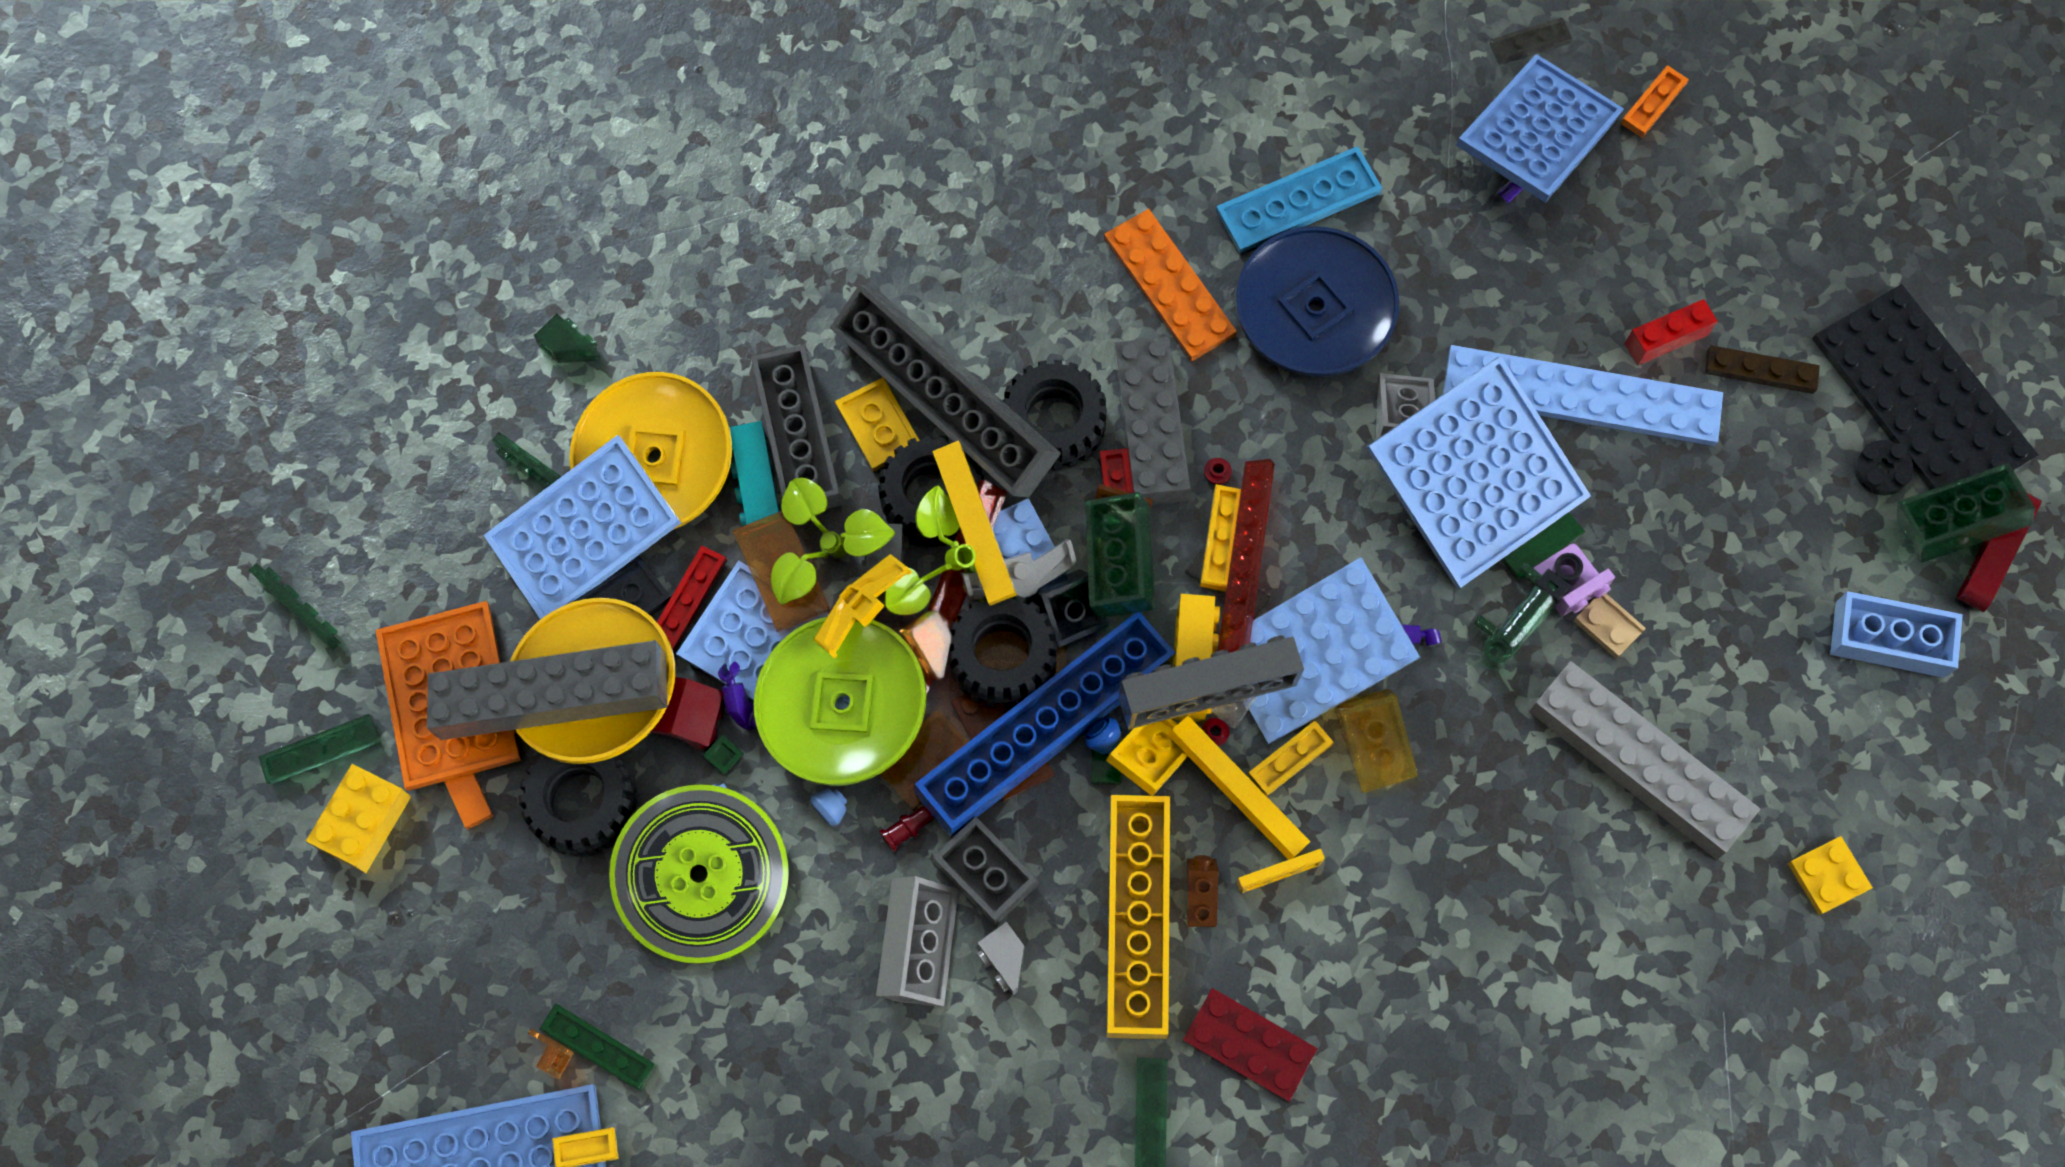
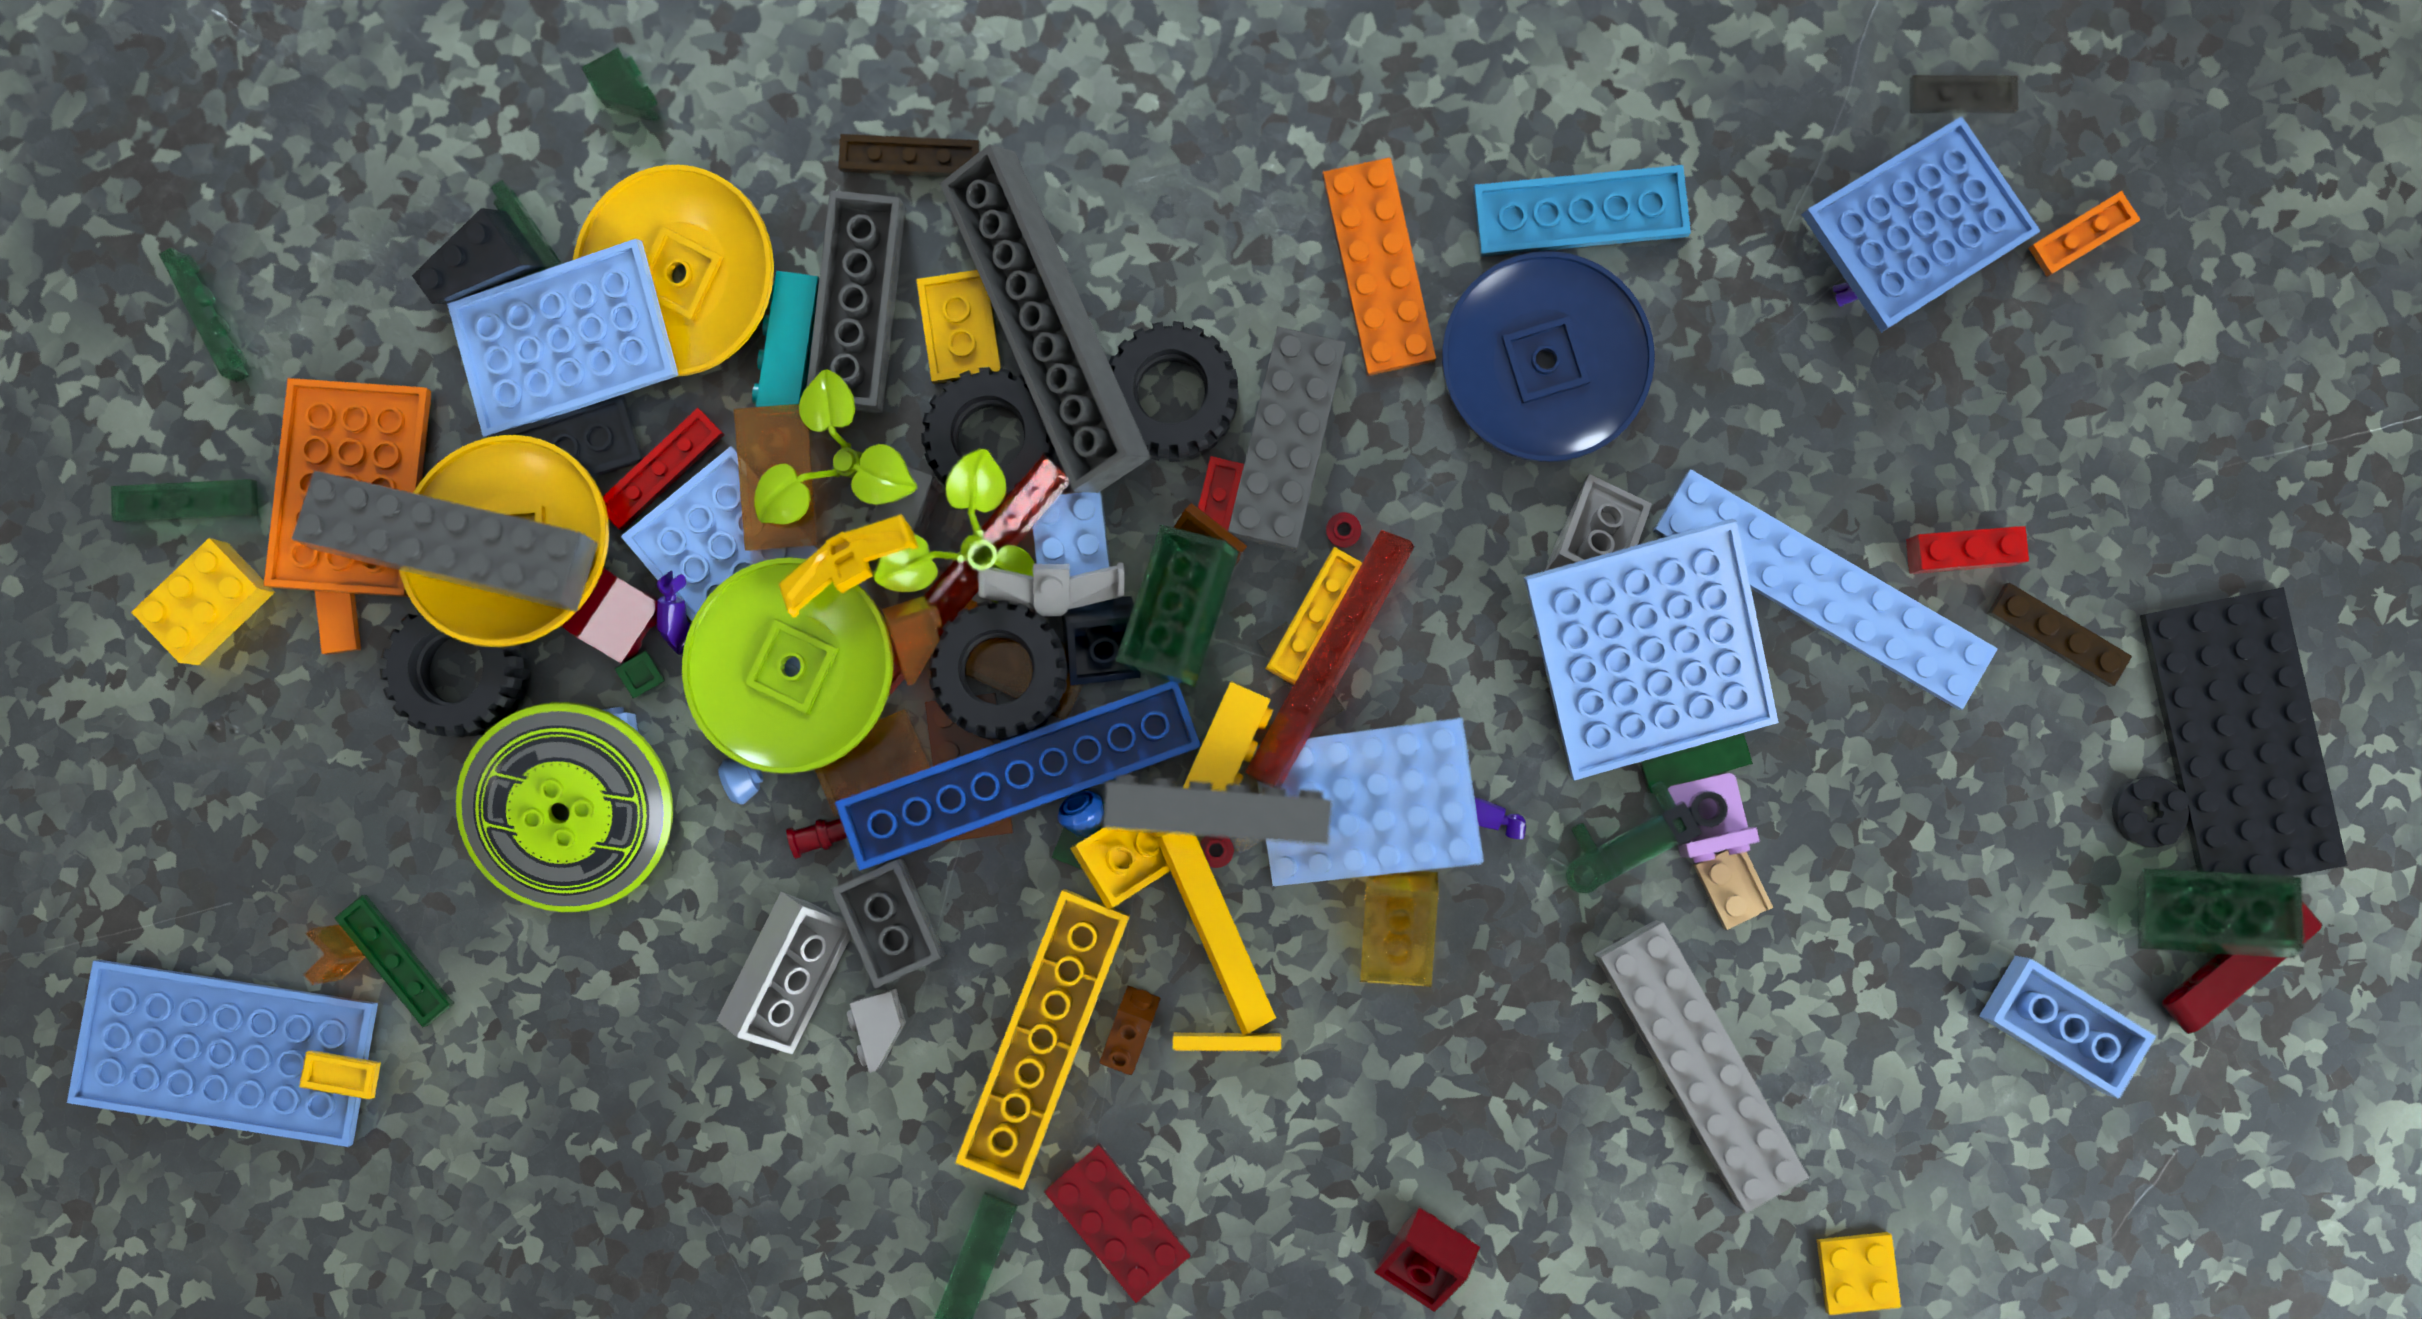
camera: 25 degrees right, 15 degrees up
(498, 492) = (476, 258): none -> black wedge
(793, 321) = (904, 154): none -> dark brown plate
(974, 522) = (1015, 509): yellow tile -> none
(1290, 758) = (1291, 913): yellow plate -> none
(1502, 983) = (1428, 1260): none -> dark red slope

